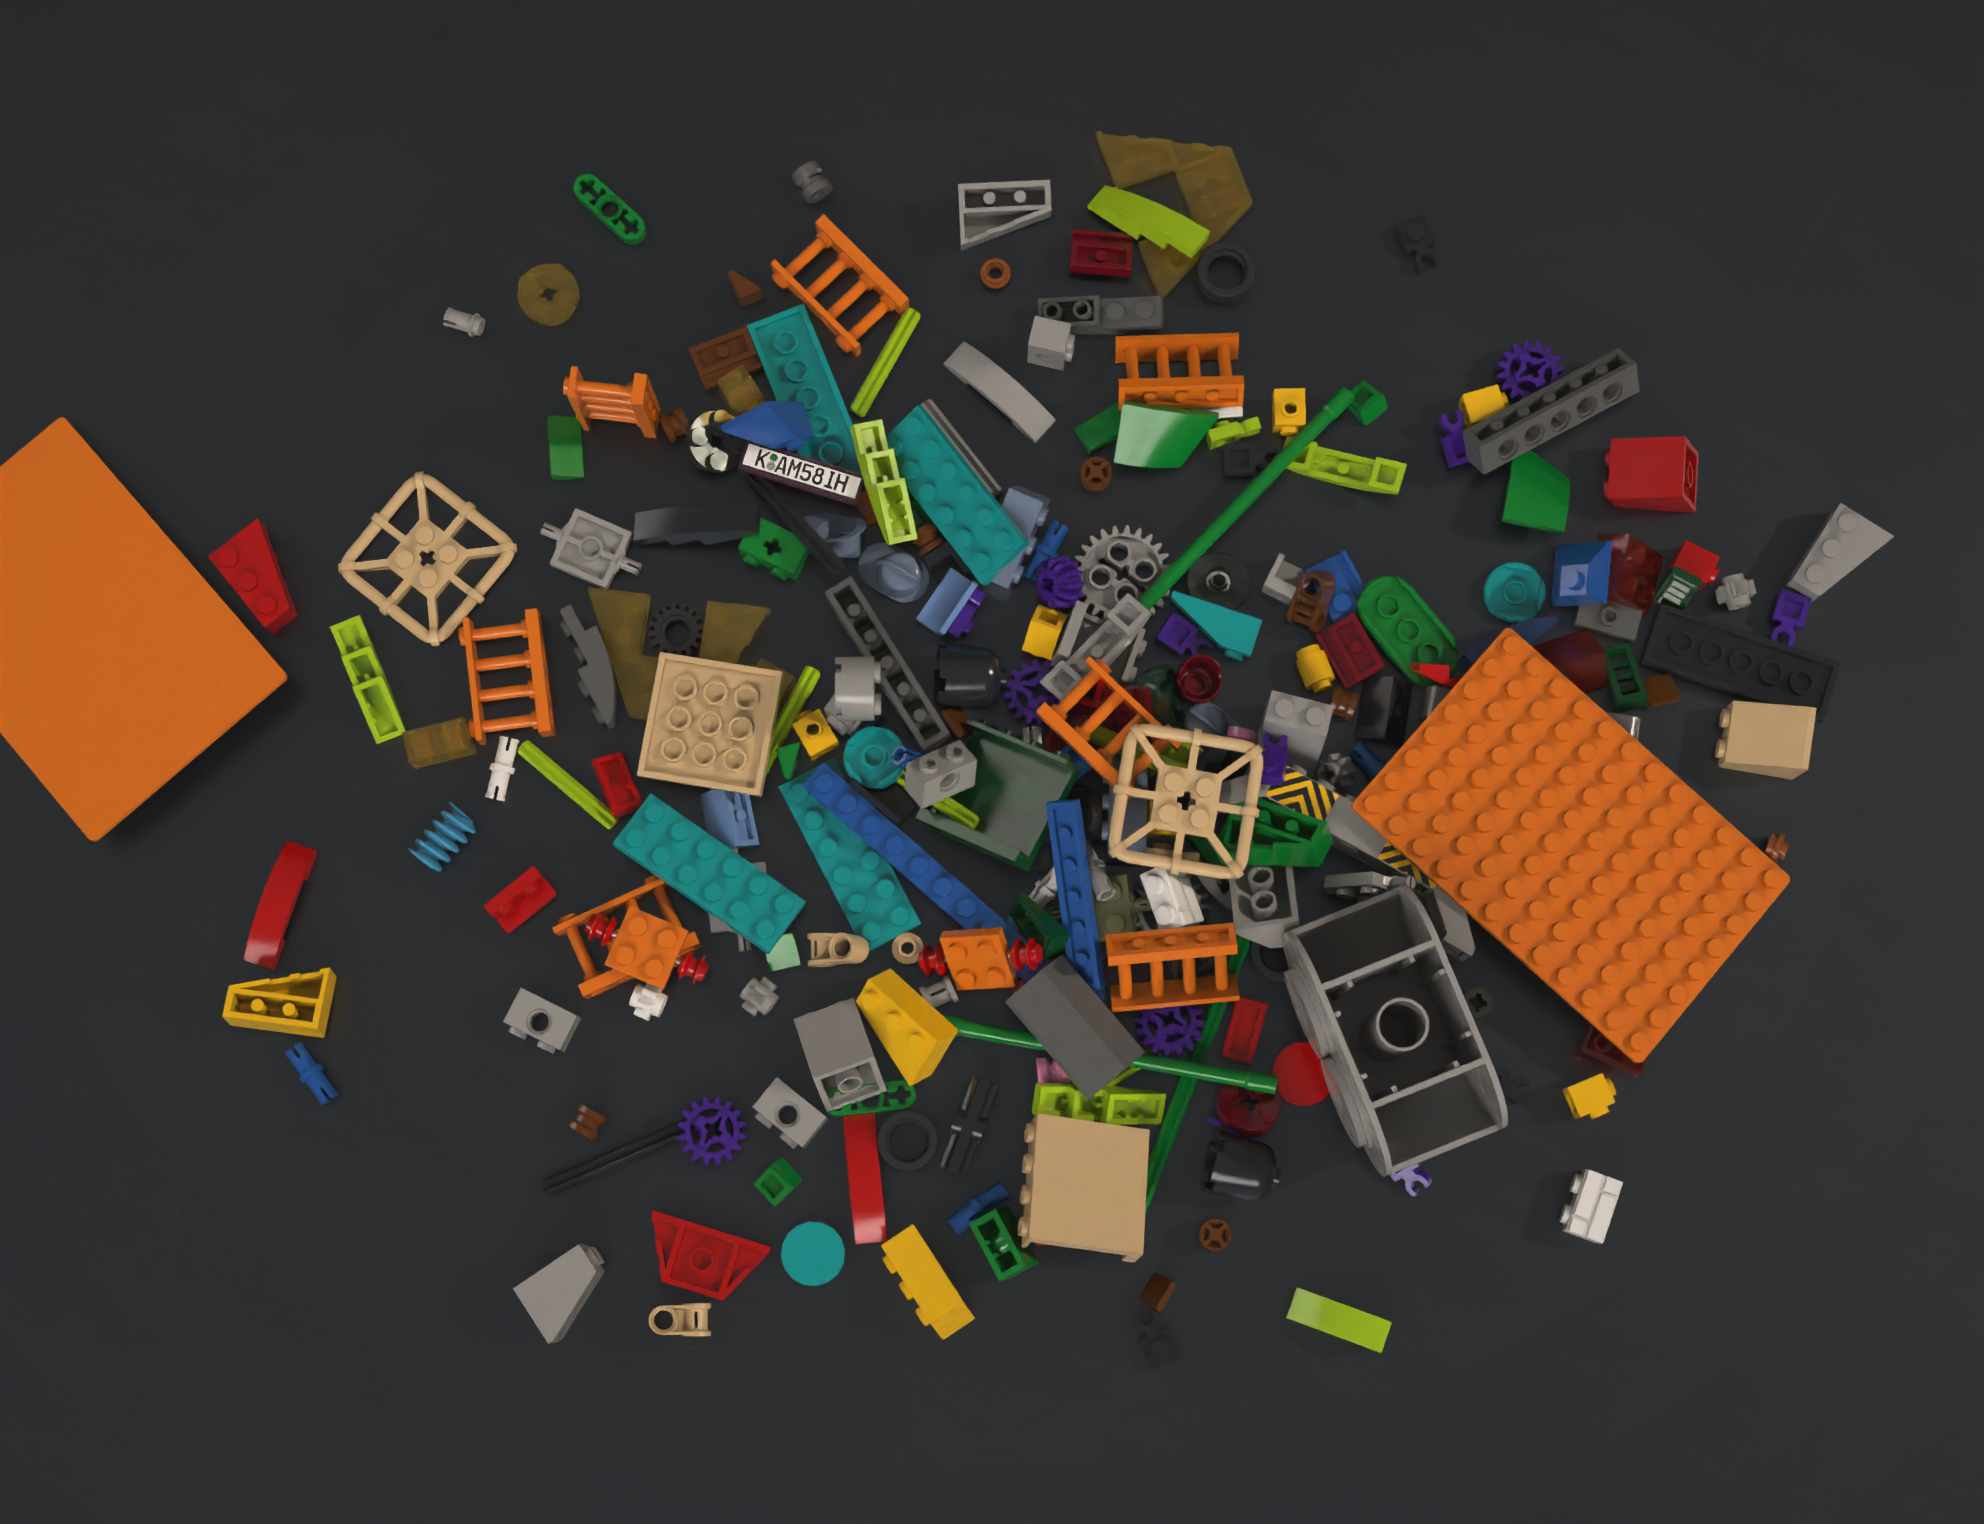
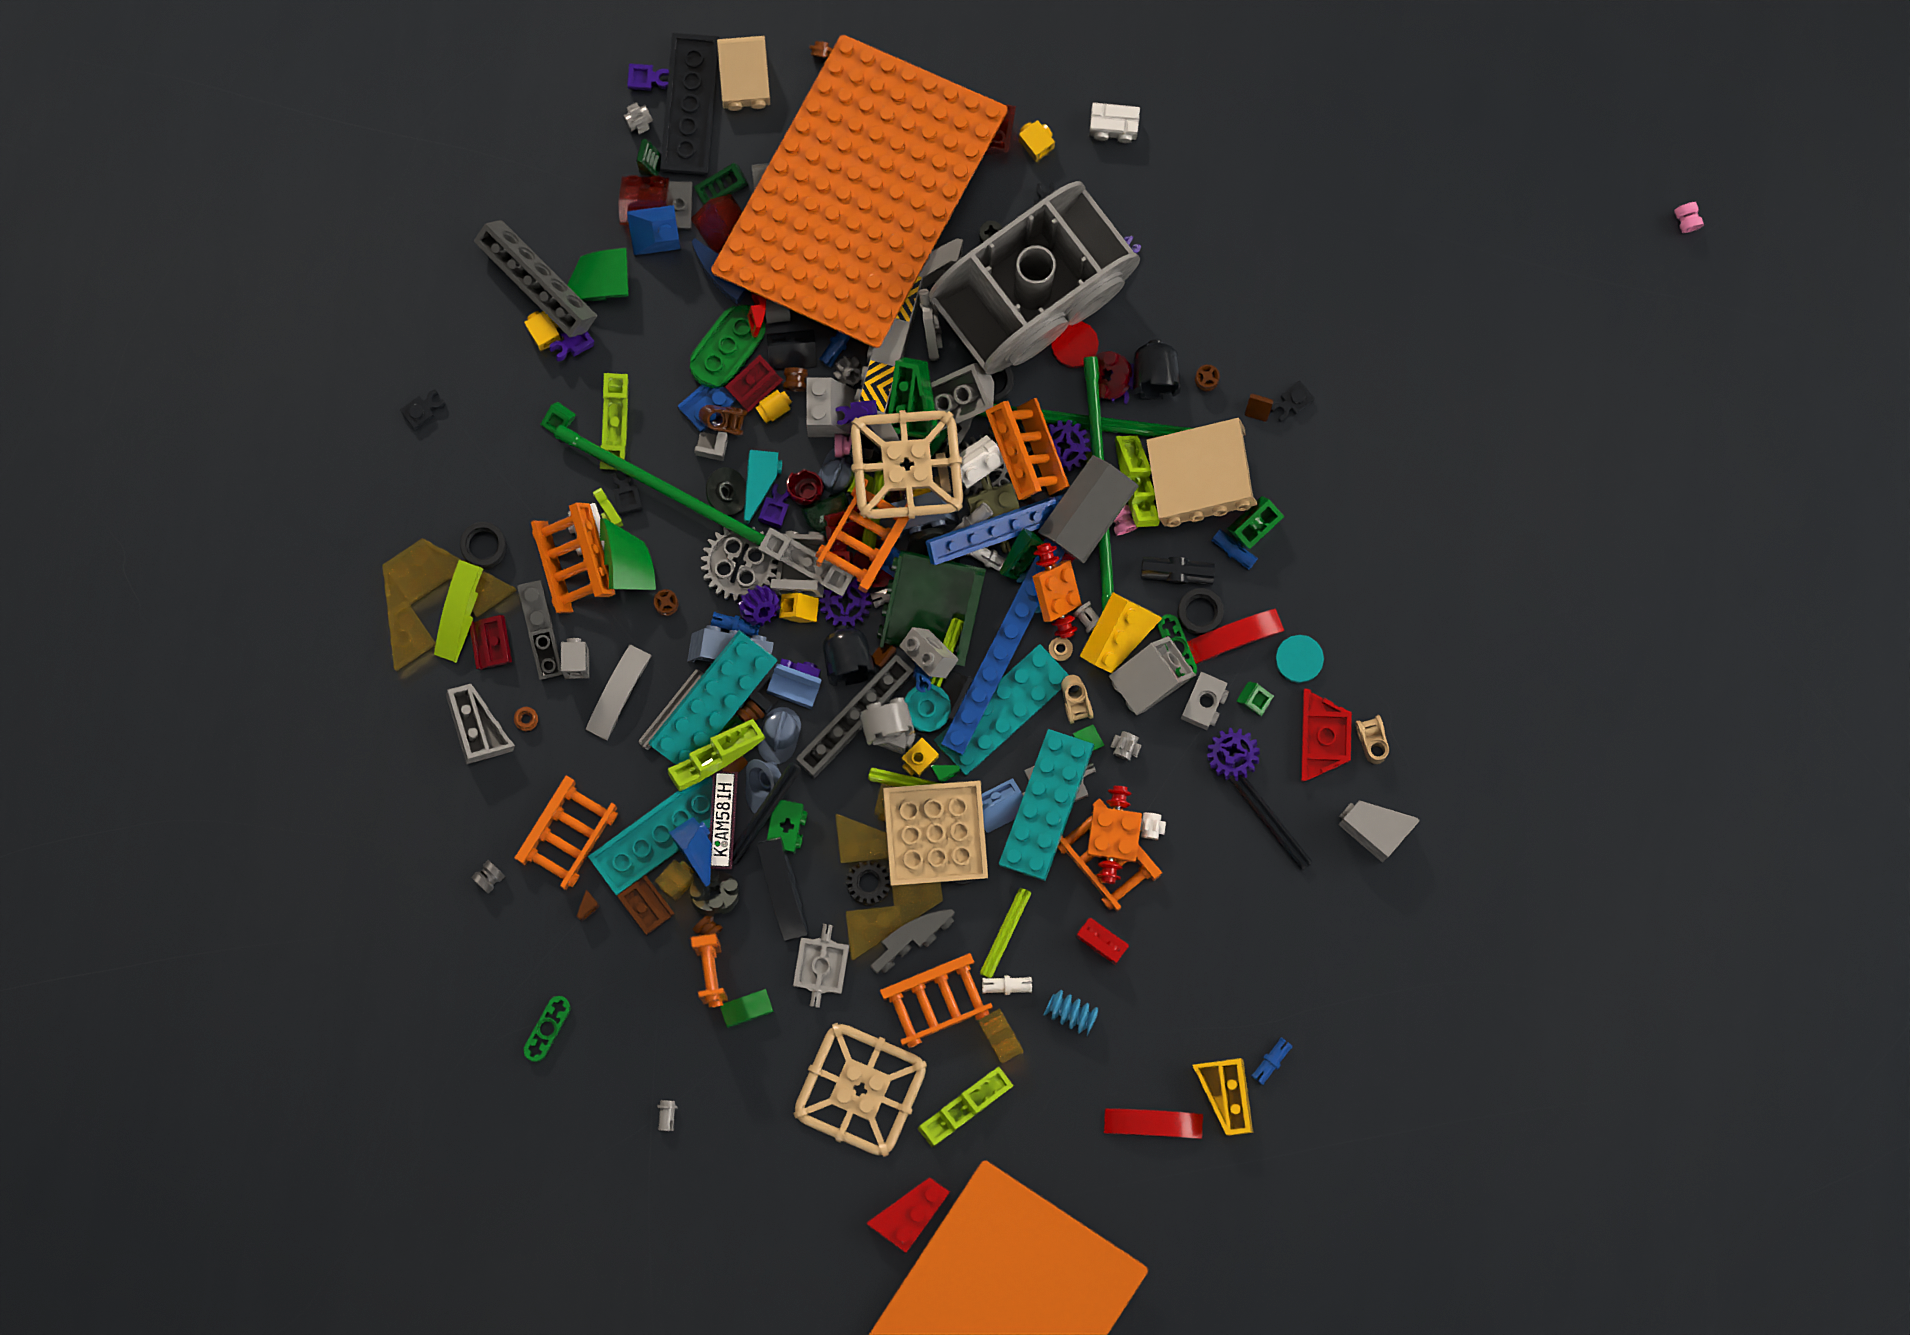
camera: 110 degrees left, 0 degrees up
(529, 1006) = (1183, 915): light grey brick -> none
(540, 309) = (641, 1060): clear yellow plate -> none
(587, 1121) = (1251, 846): reddish brown wheel -> none
(617, 784) = (996, 895): red plate -> none
(885, 362) = (617, 783): lime axle -> none
(926, 1282) = (1297, 571): yellow wedge -> none
(1100, 429) = (627, 607): green slope -> none
(1244, 1030) = (1055, 392): red plate -> none
(1288, 411) = (581, 471): yellow brick -> none
(1339, 1320) = (1243, 276): lime slope -> none
(1514, 592) = (678, 277): teal tile -> none
(1524, 362) = (501, 309): dark purple gear -> none
(1652, 473) = (563, 197): red slope -> none
(1661, 691) = (725, 155): reddish brown slope -> none
(1696, 562) = (625, 152): red brick -> none
(1836, 550) = (591, 54): light grey wedge -> none

